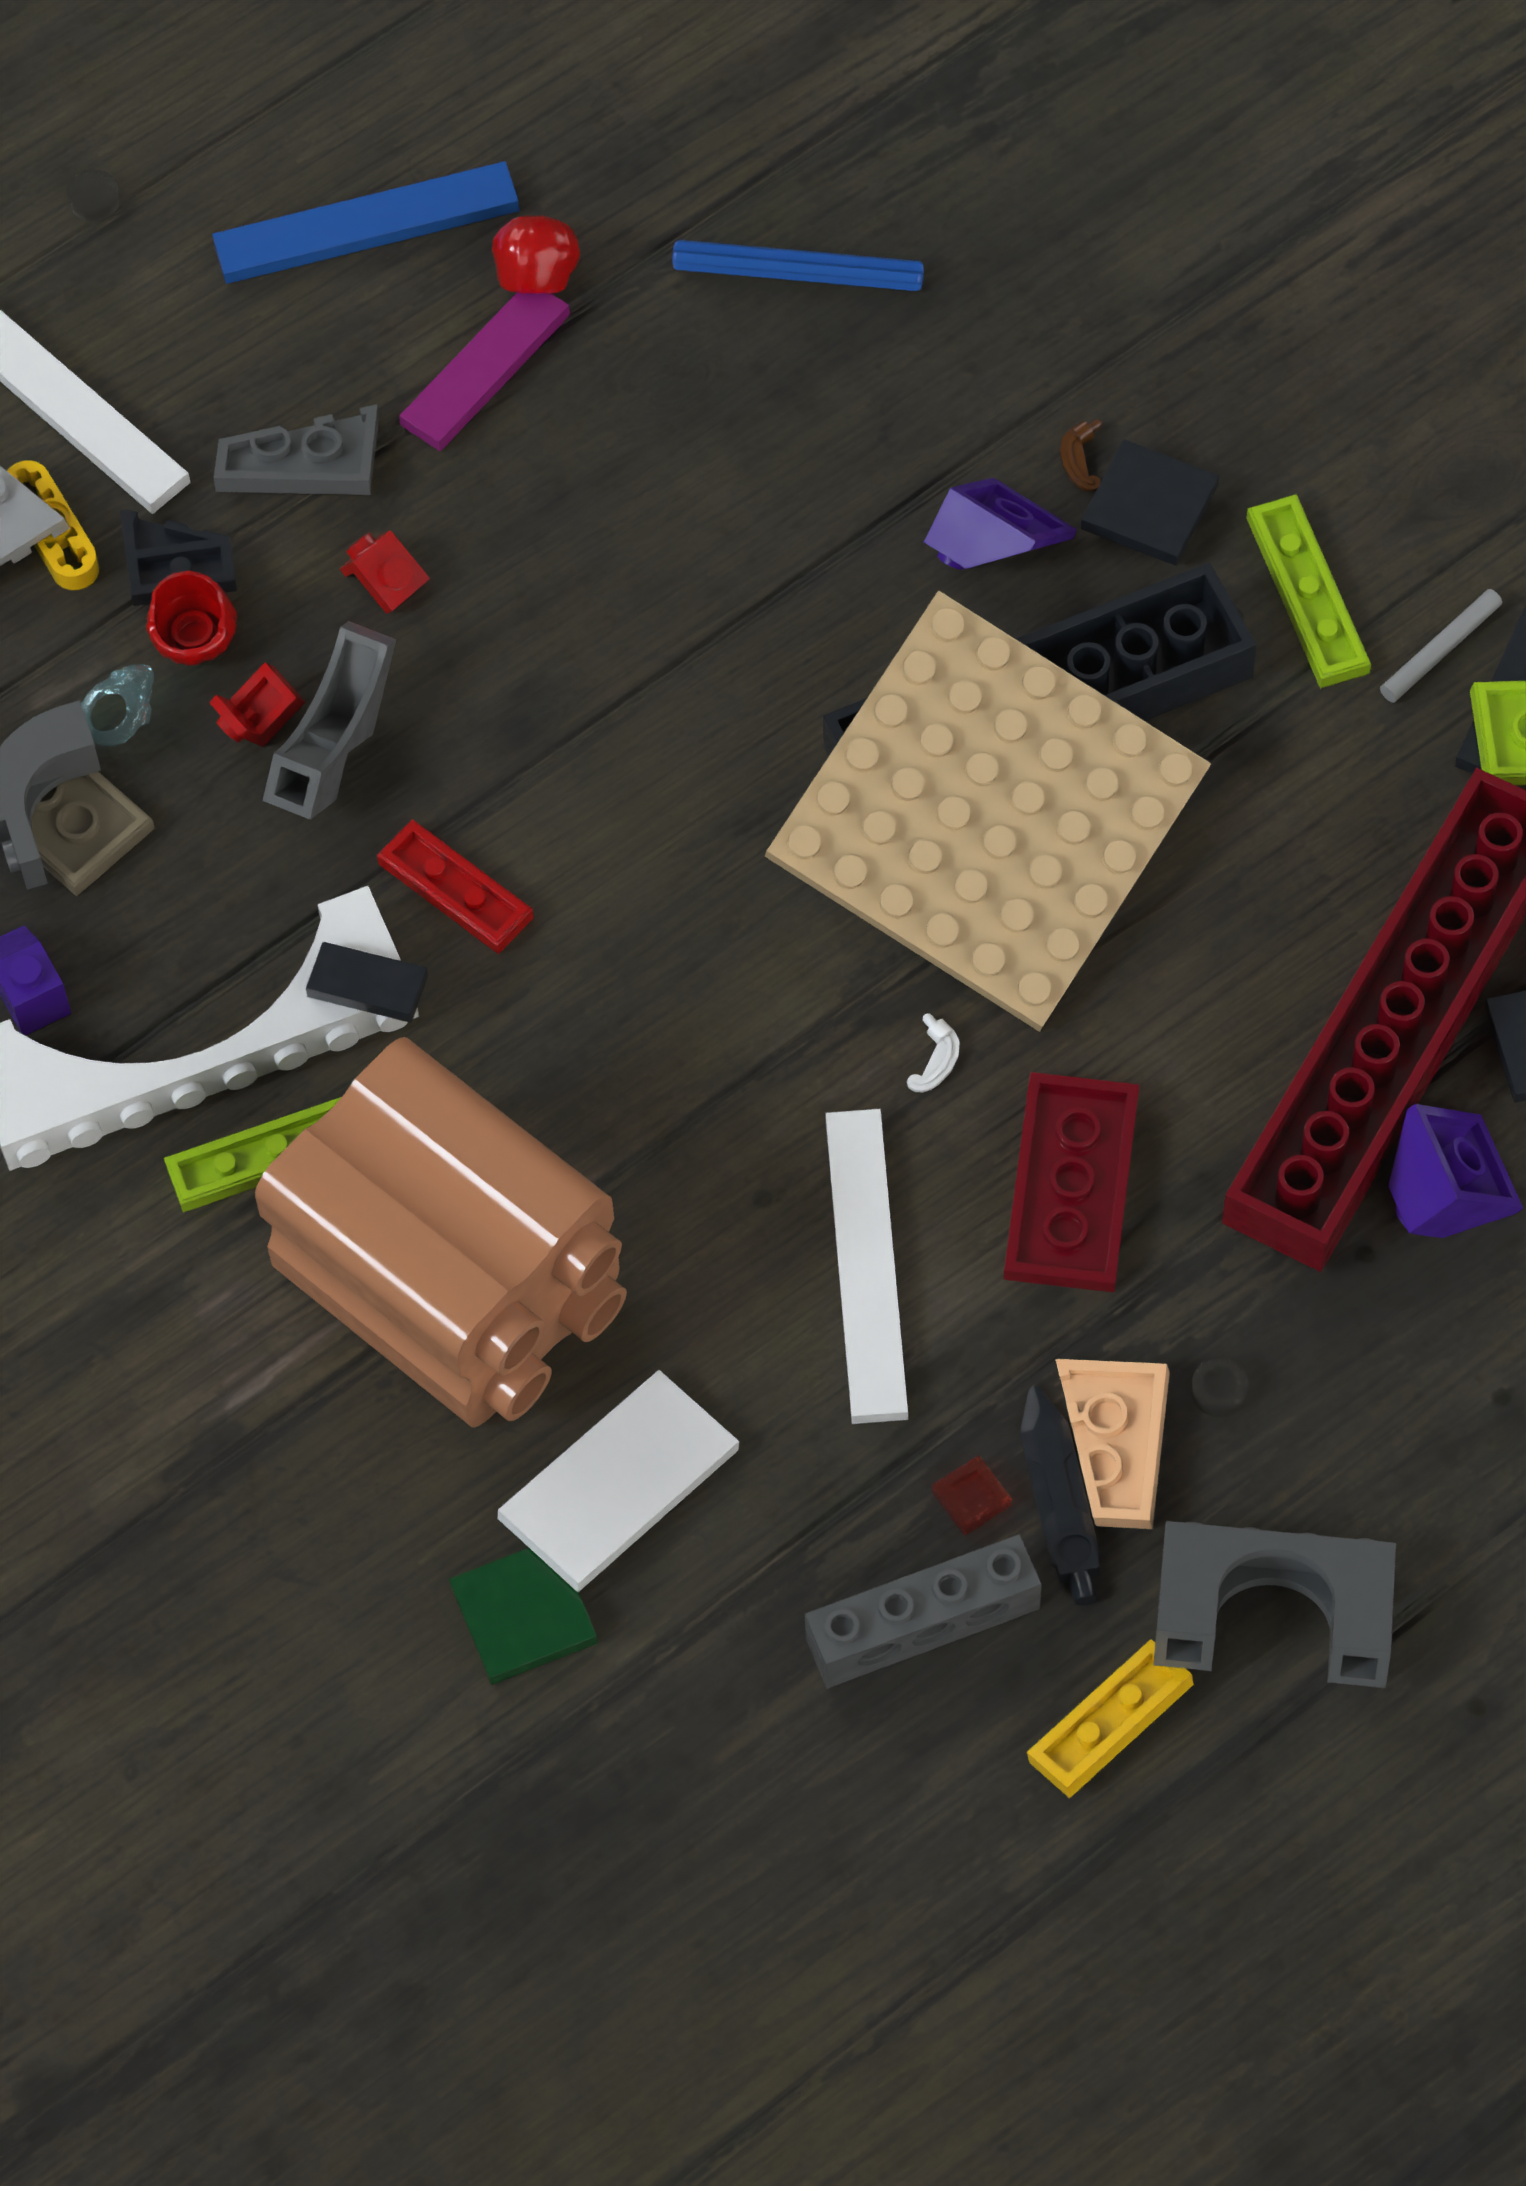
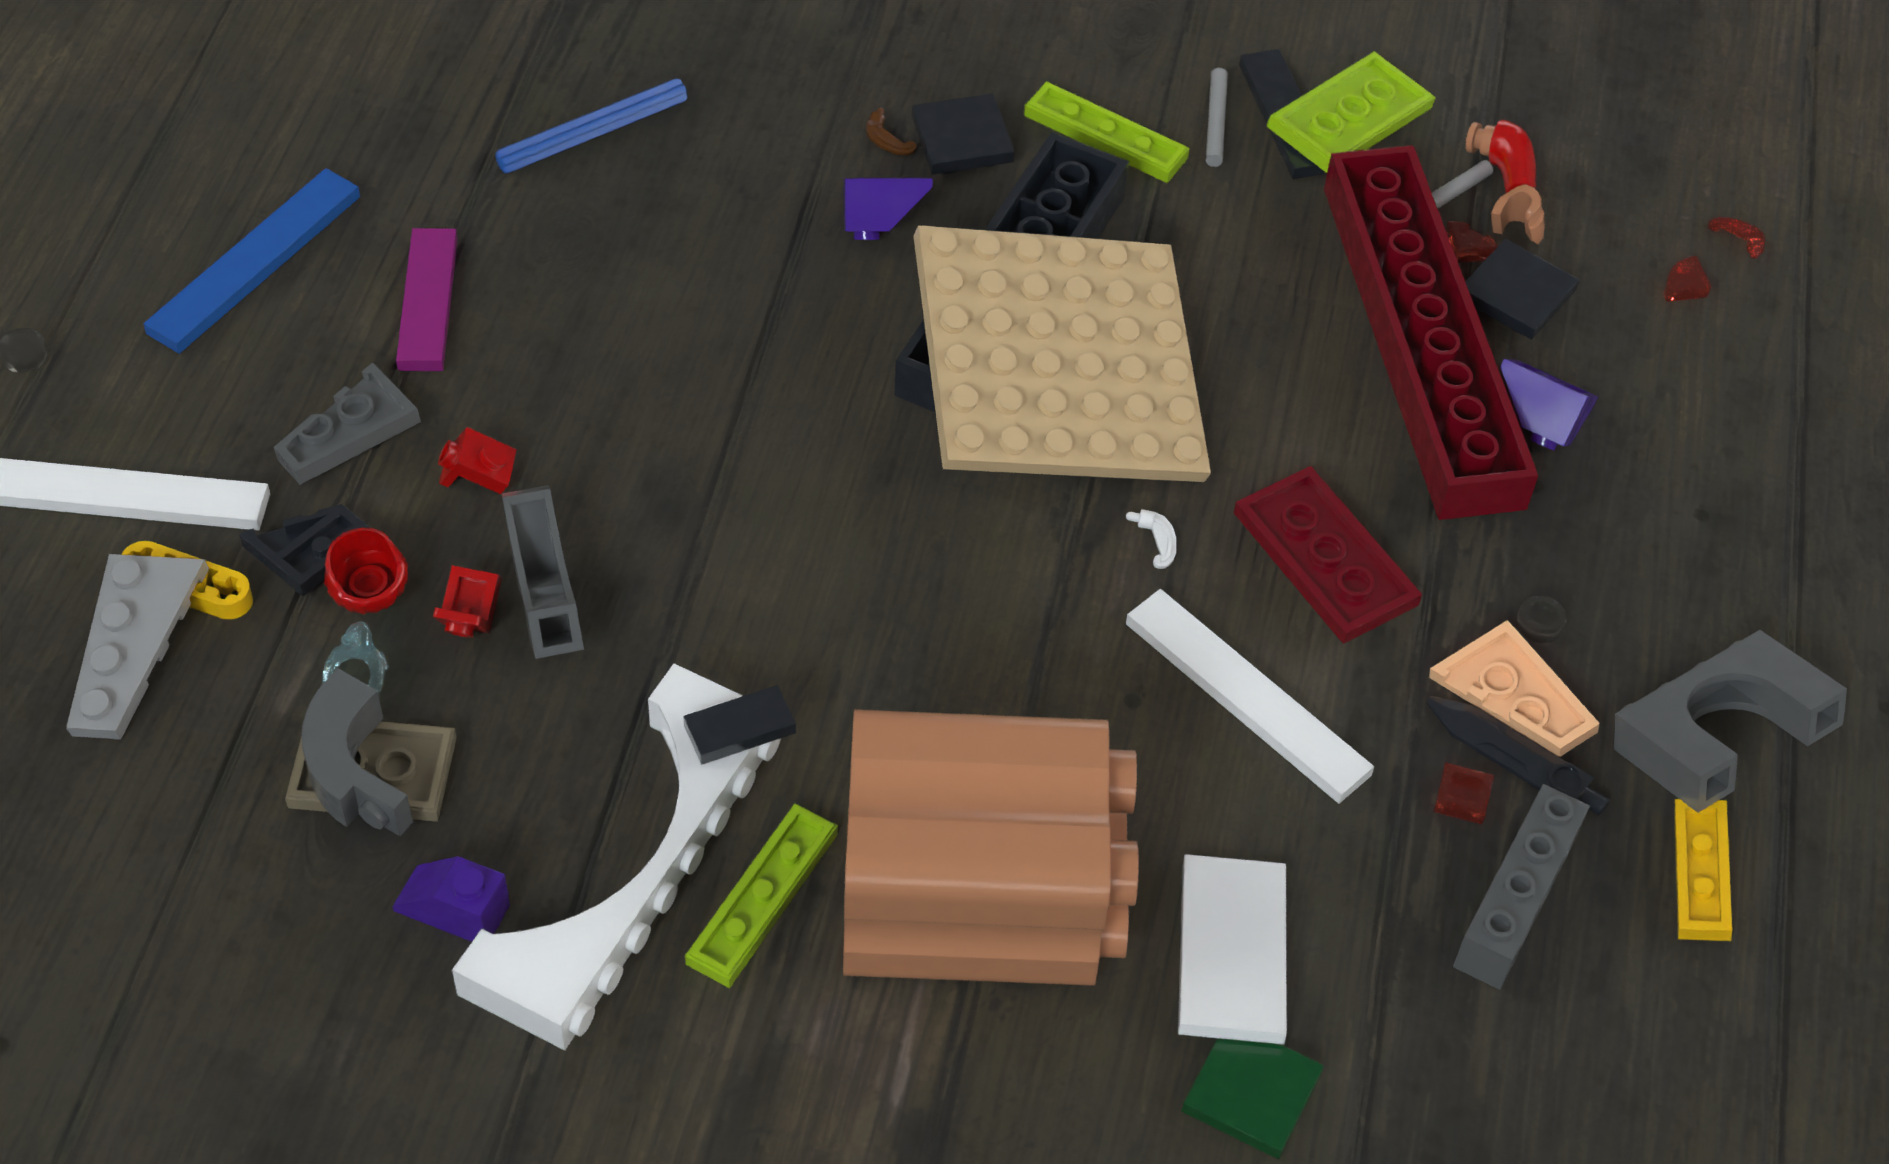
camera: 45 degrees left, 10 degrees down
(455, 886) = (723, 635): red tile -> none
(535, 255) = (405, 208): red hair -> none

